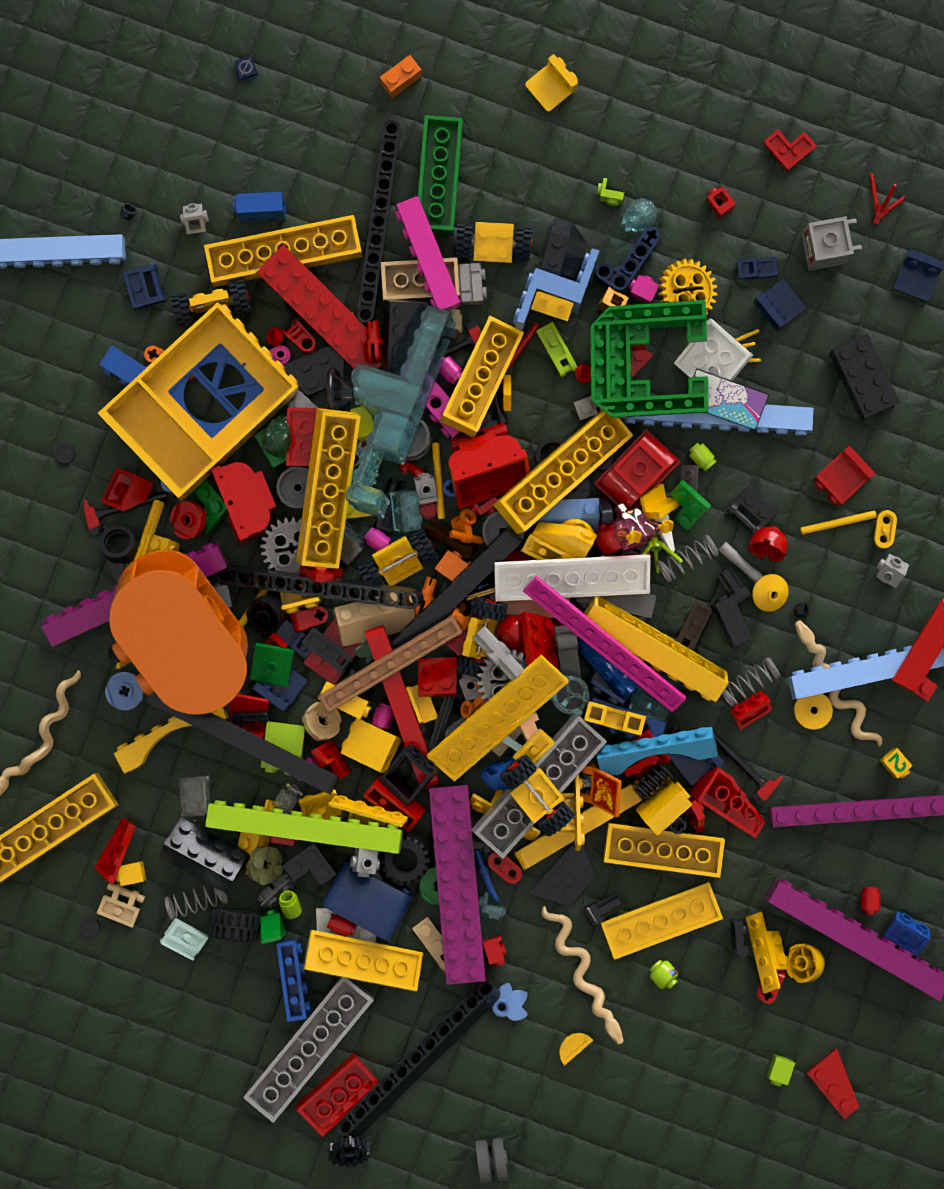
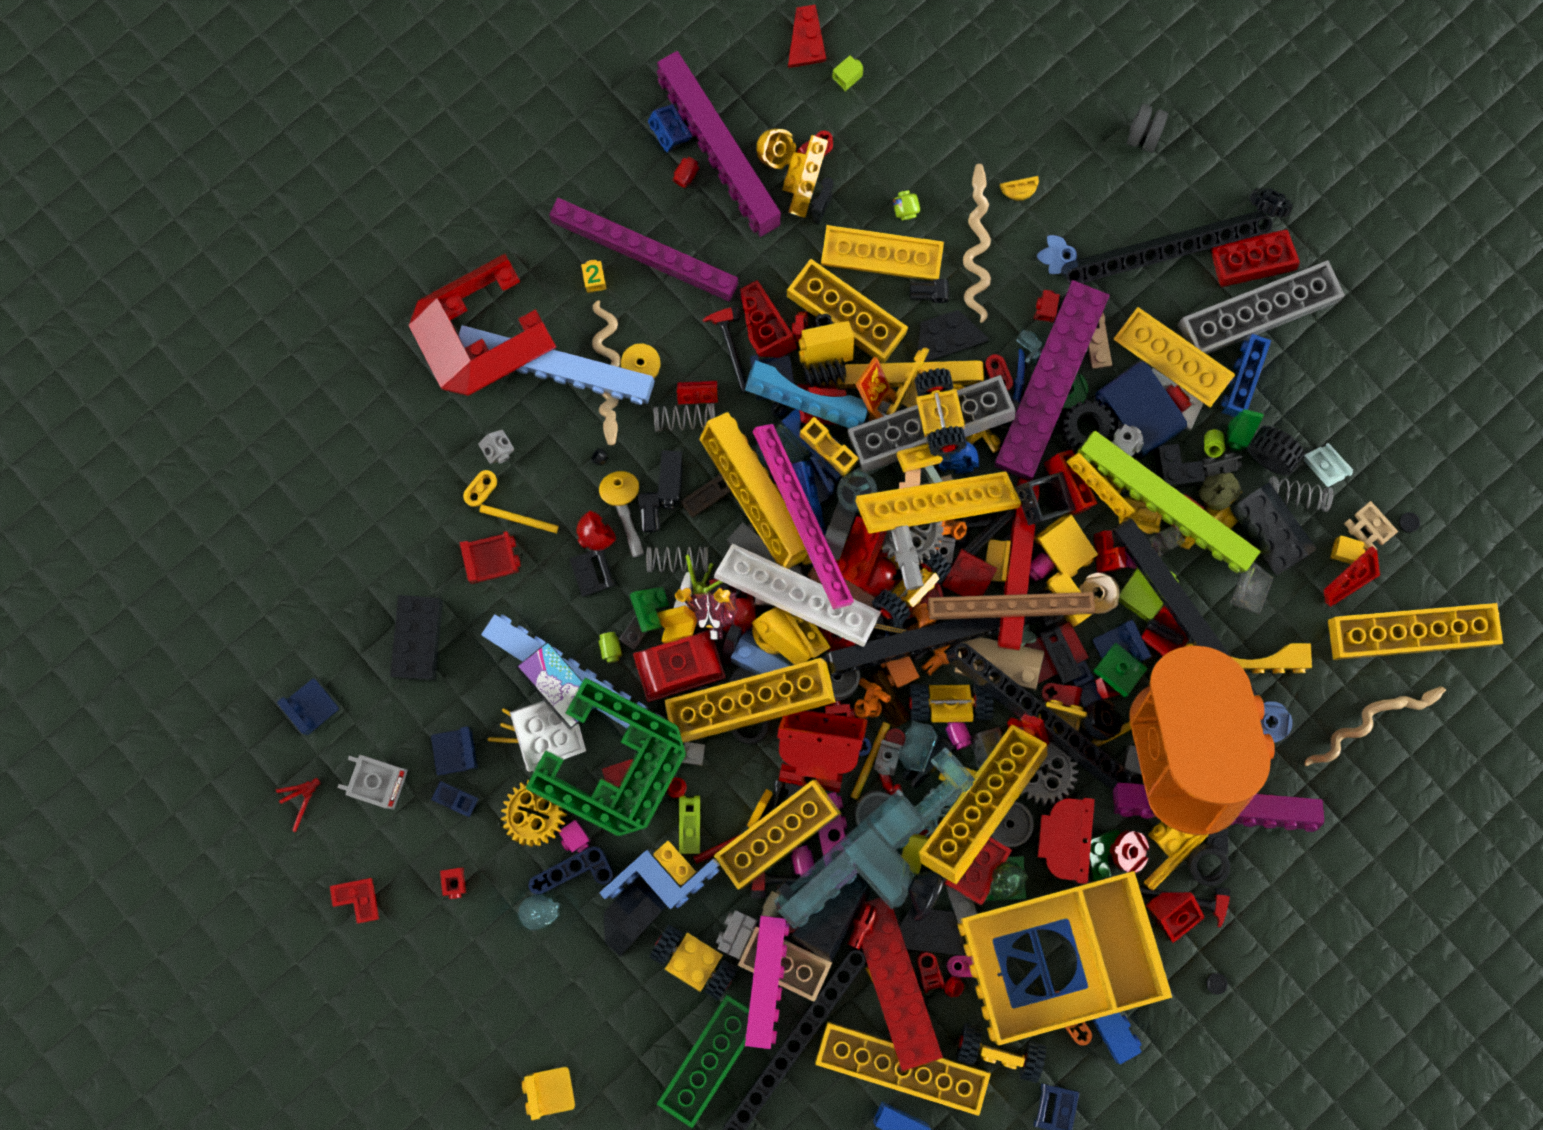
camera: 155 degrees left, 5 degrees down
(611, 197) = (554, 944): lime bracket -> none
(611, 298) = (609, 847): pearl gold brick -> none

